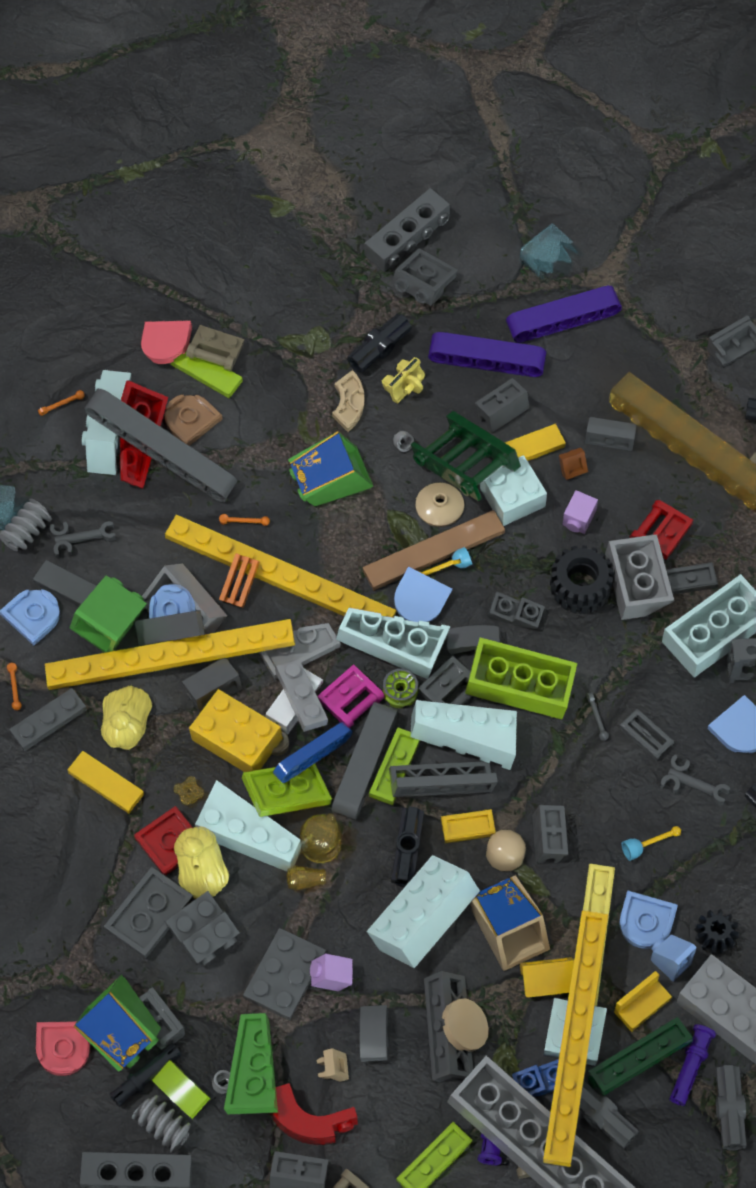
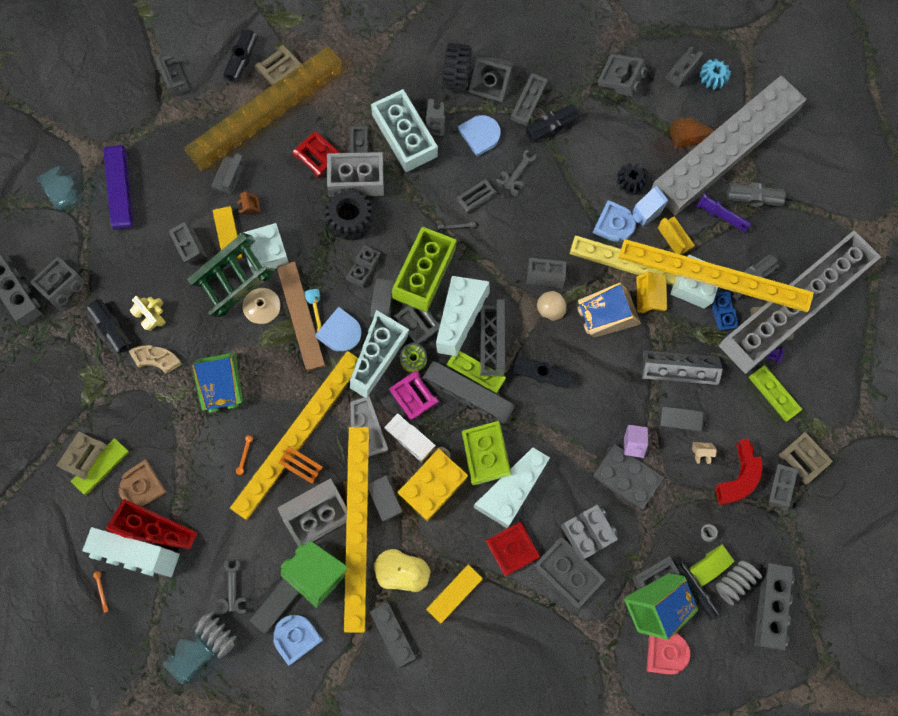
camera: 85 degrees left, 10 degrees up
(12, 668) = (341, 660): orange hinge -> none
(160, 445) = (168, 511): dark grey beam -> none
(165, 340) = (64, 495): coral tile -> none
(169, 627) = (336, 523): dark grey tile -> none
(171, 600) = (321, 520): light blue tile -> none
(188, 798) = (466, 526): clear yellow plate -> none
(200, 862) = (537, 526): light yellow hair -> none
(252, 1069) = (709, 509): bright green wing -> none
(301, 695) = (412, 429): light grey plate -> none
(305, 877) = (556, 450): clear yellow cone -> none
(312, 752) = (460, 428): blue beam -> none
(319, 836) = (527, 434): clear yellow piece -> none
(408, 438) = (201, 322): light grey hinge -> none
(423, 911) = (598, 367): light aqua brick -> none
(465, 1025) = (685, 353): tan tile -> none
(468, 826) = (529, 328): yellow tile -> none
(487, 354) = (140, 248): dark purple beam -> none
(579, 512) = (292, 206): lavender brick -> none
(633, 848) = (562, 220): hinge -> none
(639, 1056) = (718, 239): dark green fence -> none

